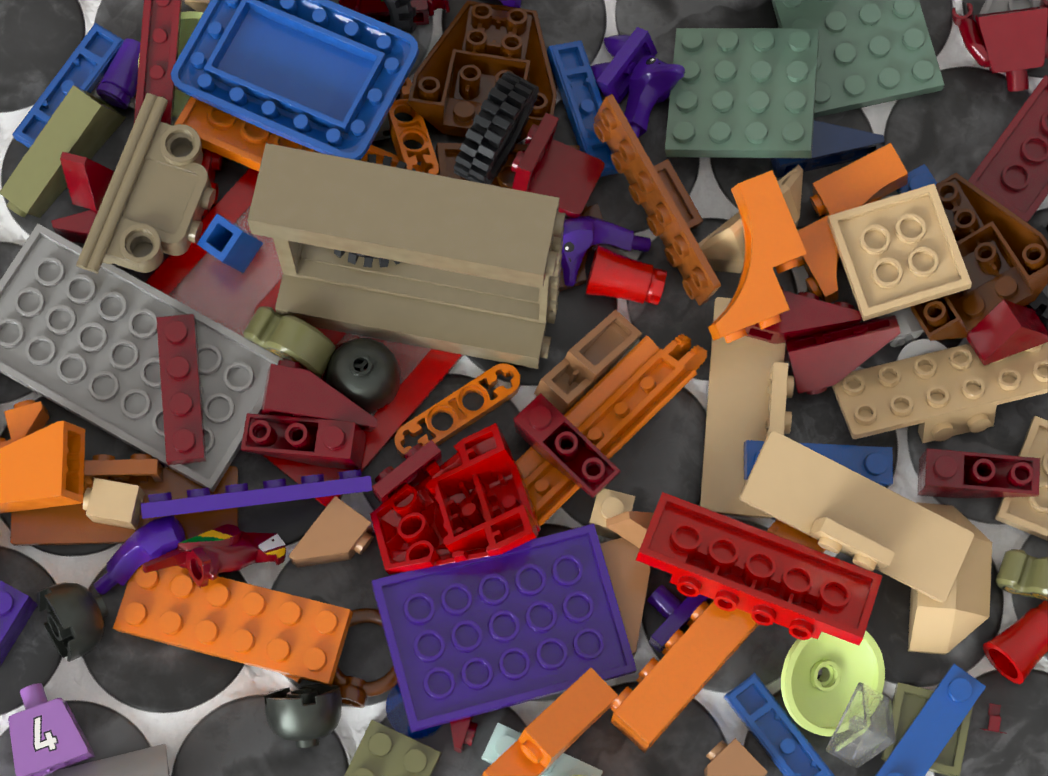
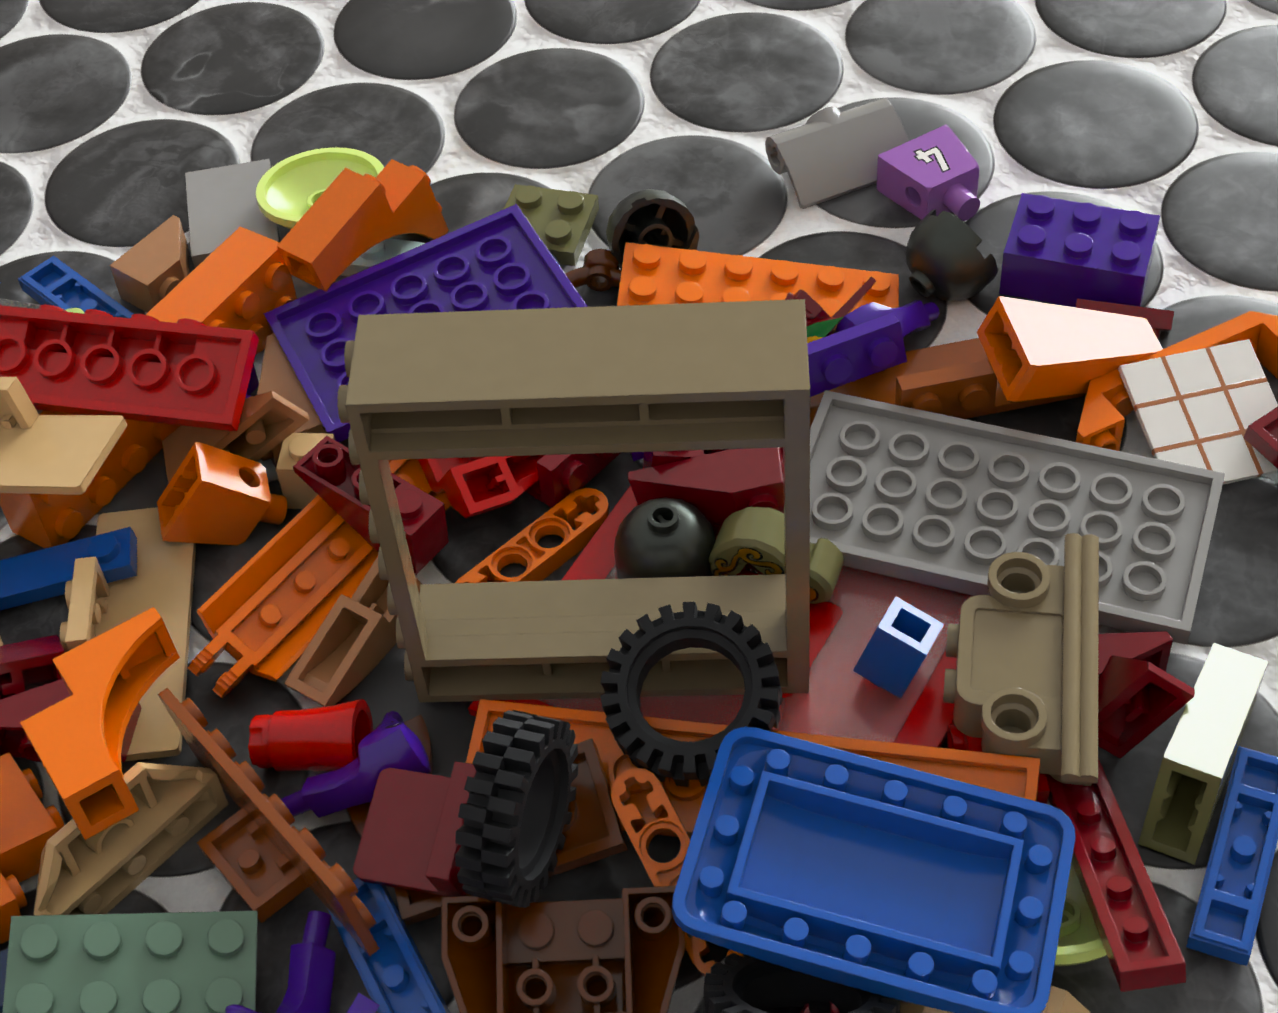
camera: 175 degrees right, 25 degrees down
(113, 503) = (940, 347): tan brick -> none
(120, 79) = (1171, 866): dark purple piece -> none
(181, 389) = (903, 475): dark red plate -> none
(683, 477) = (217, 499): none -> orange torso

